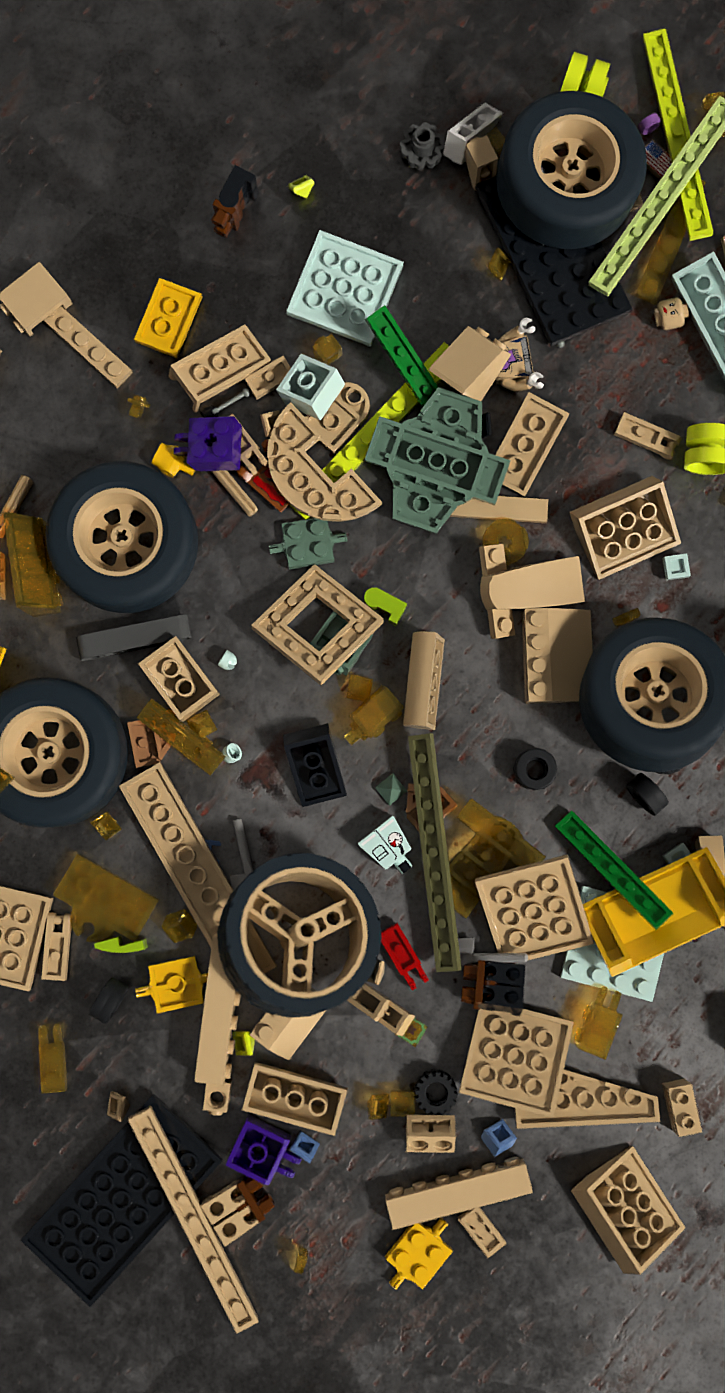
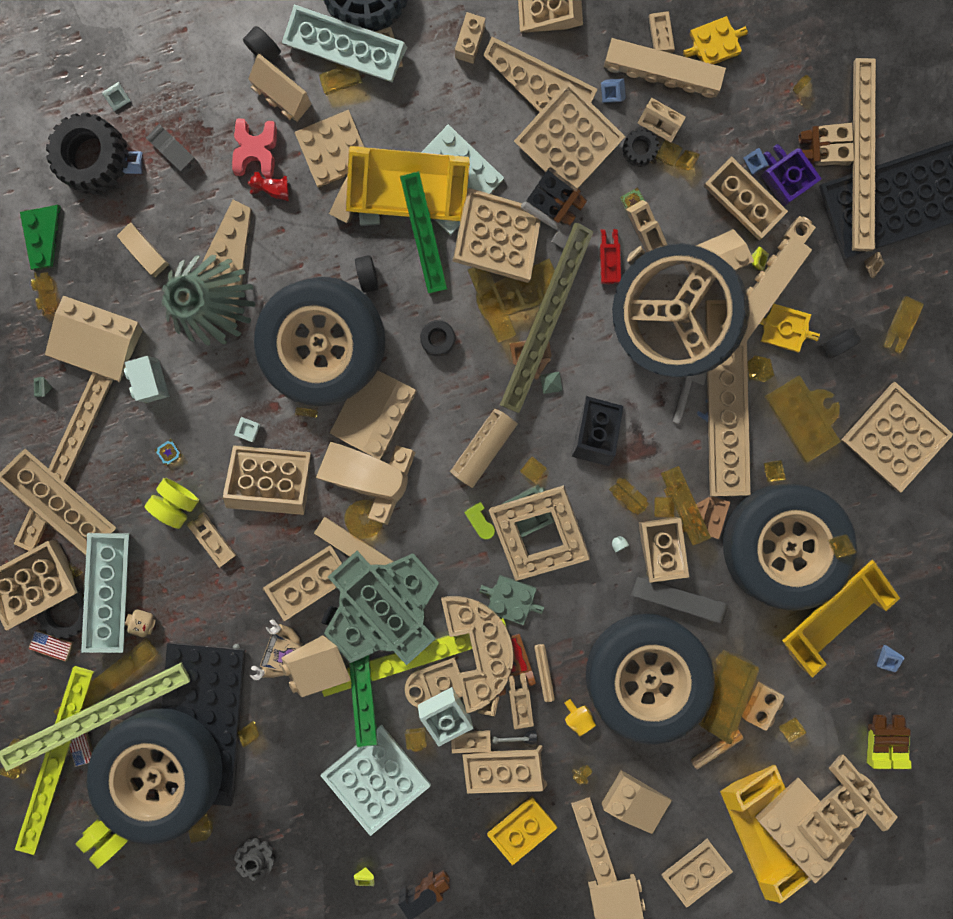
camera: 145 degrees left, 5 degrees up
(56, 947) = (857, 402): tan plate -> none
(67, 407) = (635, 802): none -> tan slope
(116, 945) = (814, 380): lime slope -> none
(212, 443) = (543, 713): dark purple hinge -> none
(232, 752) = (653, 473): light aqua hinge -> none
(234, 712) = (635, 502): none -> clear yellow hinge
(374, 715) = (534, 443): clear yellow hinge -> none
(388, 846) = (577, 342): light aqua torso -> none
(474, 125) = (216, 848): white slope -> none
(480, 160) = (217, 822): tan slope -> none
(599, 1025) = (496, 128): clear yellow hinge -> none
(649, 124) = (70, 780): medium lavender tile -> none

